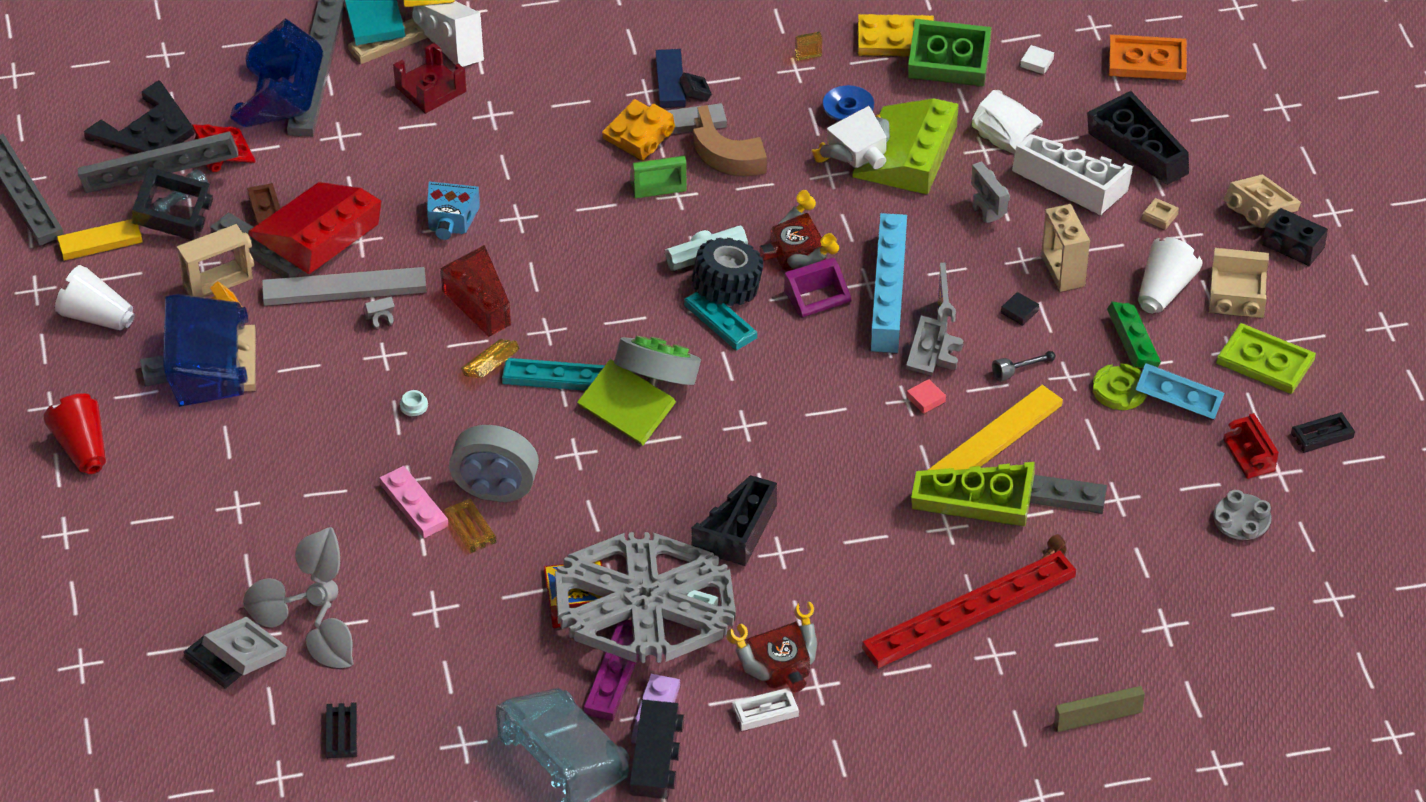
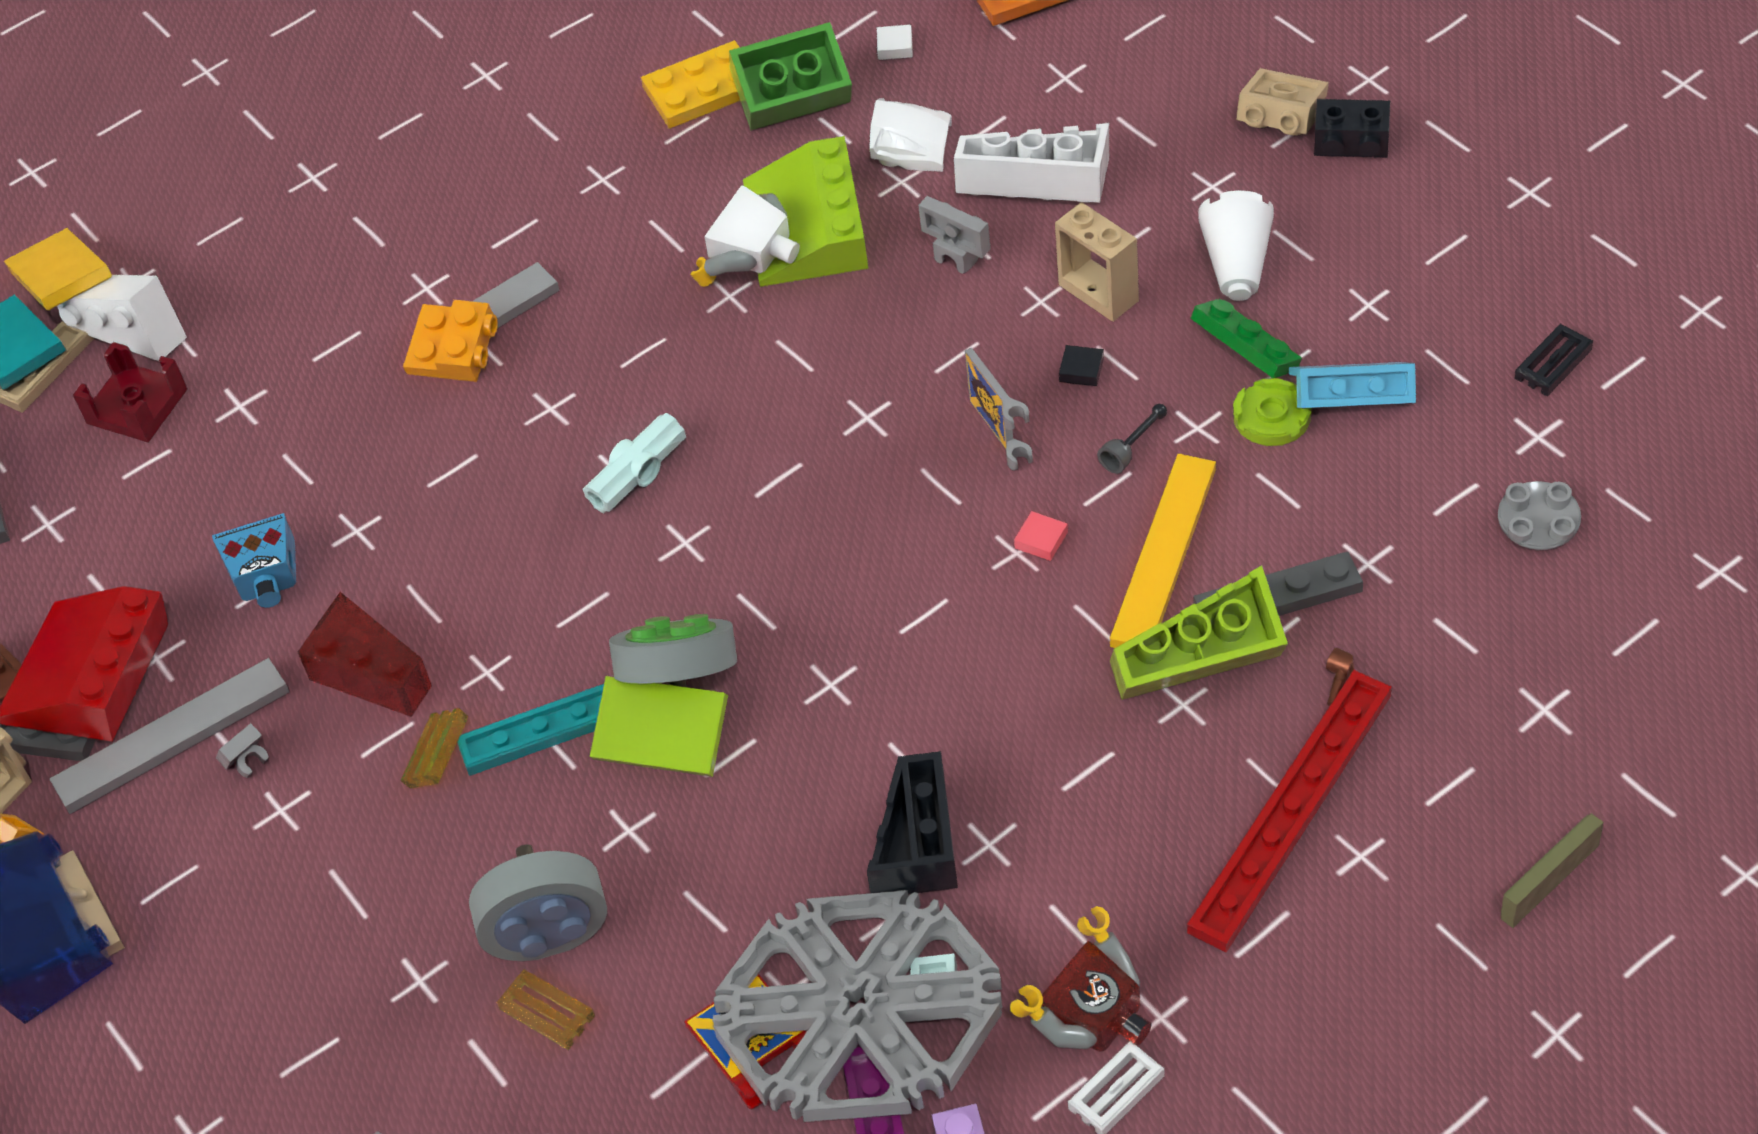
camera: 20 degrees left, 5 degrees up
(413, 403) = (364, 863): light aqua plate -> none
(413, 502) = (445, 1011): bright pink plate -> none
(658, 177) = (516, 394): bright green tile -> none
(668, 75) = (449, 257): dark blue tile -> none
(695, 86) = (490, 254): black tile -> none
(721, 320) = (709, 550): teal tile -> none
(724, 154) = (581, 327): medium nougat arch -> none
(727, 271) = (685, 482): black wheel -> none
(796, 238) = (748, 401): torso -> none
(808, 46) = (603, 142): clear yellow tile -> none
(813, 278) = (798, 441): magenta tile -> none
(845, 101) = (699, 194): blue dish -> none
(889, 283) = (901, 406): medium azure brick -> none
(932, 347) = (1011, 467): light grey plate -> none
(1139, 137) = (1088, 84): black wedge -> none
(1160, 213) = (1169, 169): tan tile -> none
(1238, 282) = (1324, 215): tan panel -> none
(1251, 446) = (1487, 417): red hinge -> none
(1266, 358) = (1420, 295): lime tile -> none

